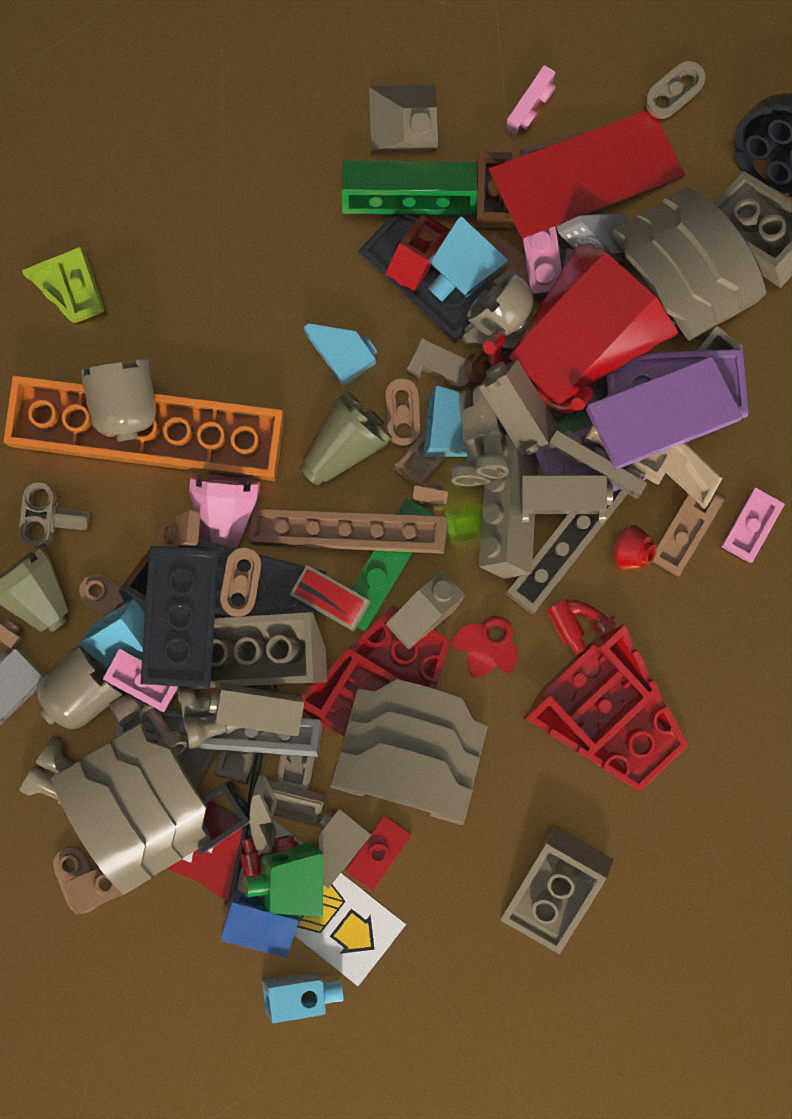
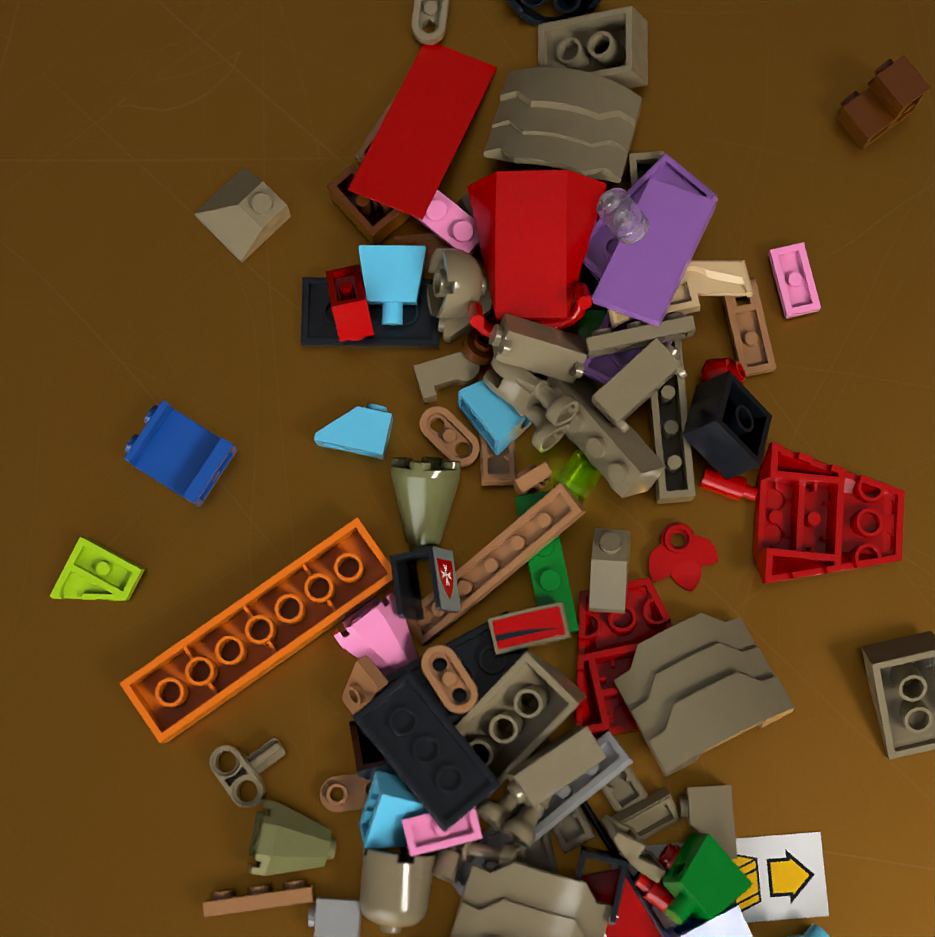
camera: 40 degrees left, 5 degrees down
(120, 398) = (223, 621): dark tan cylinder -> none
(202, 251) = (179, 453): none -> blue panel
(274, 490) = (407, 582): none -> black piece
(378, 852) = (748, 794): red plate -> none
(409, 187) = (297, 260): green brick -> none
(524, 112) = (333, 128): bright pink plate -> none
(594, 233) = (471, 167): light grey slope -> none
(603, 584) = (727, 425): none -> black brick
(665, 366) = (622, 216): none -> clear plate

